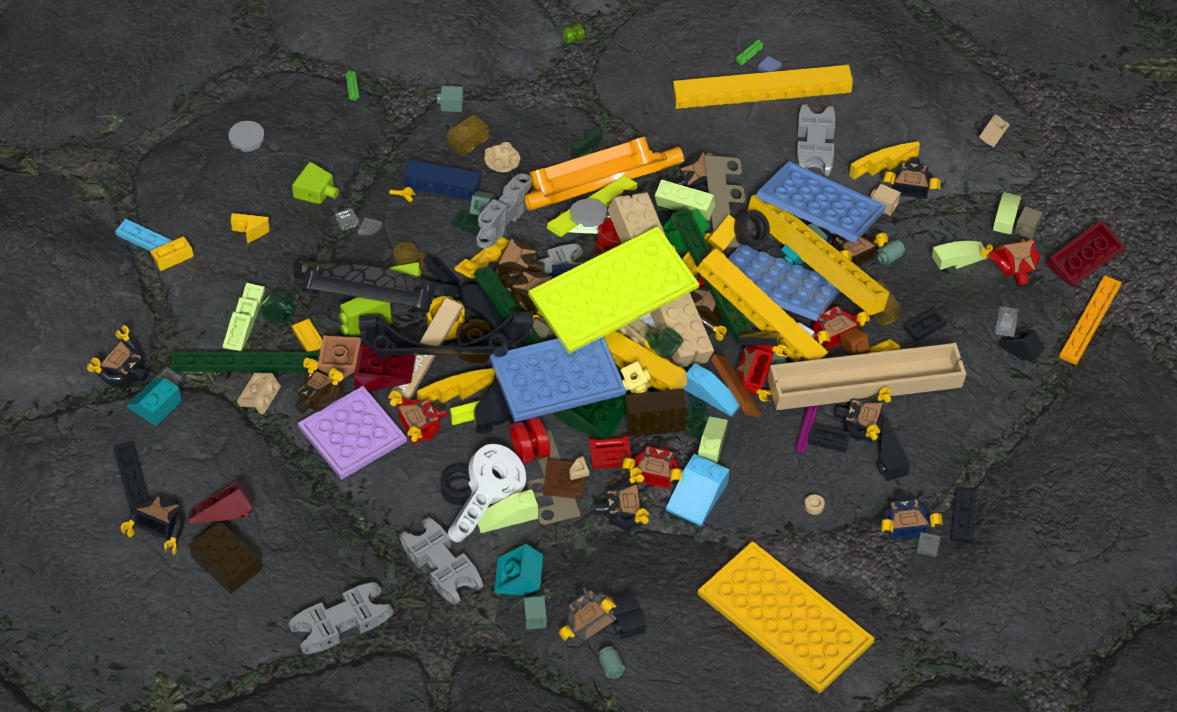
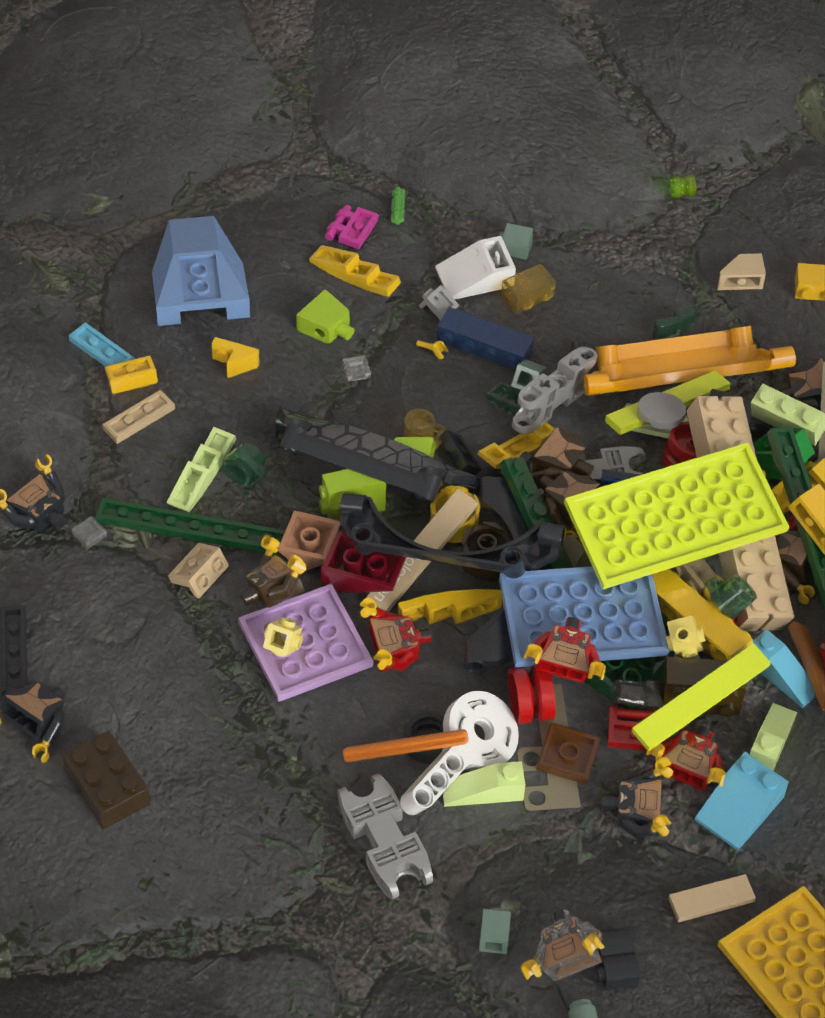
camera: 10 degrees right, 0 degrees up
(156, 400) = (67, 557): teal slope -> none
(185, 285) = (138, 416): none -> tan tile
(206, 164) = (198, 271): none -> medium blue wedge
(224, 505) = (119, 711): dark red slope -> none
(246, 136) = (256, 245): light grey tile -> none
(308, 336) = (276, 506): yellow tile -> none
(324, 108) = (357, 228): none -> dark pink plate
(326, 142) = (352, 270): none -> yellow slope
(329, 623) = (237, 890): light grey piece -> none
(331, 435) = (276, 640): none -> light yellow brick
(369, 227) = (382, 382): clear tile -> none
(400, 156) = (438, 301): none -> light grey bracket
(425, 126) = (476, 268): none -> white slope
(444, 493) = (406, 745): none -> orange axle
(462, 413) = (452, 642): neon yellow tile -> none
(502, 157) = (565, 323): tan dish -> none
(519, 571) = (484, 870): teal slope -> none
(551, 404) = (566, 653): none -> torso
(579, 469) = (589, 744): tan tile -> none
(613, 426) = (645, 694): none -> clear smoke piece
(632, 95) = (742, 273): none -> tan slope
(655, 419) = (700, 697): none -> neon yellow tile
(687, 562) = (711, 898): none -> tan tile
(696, 419) = (756, 703): clear green slope -> none

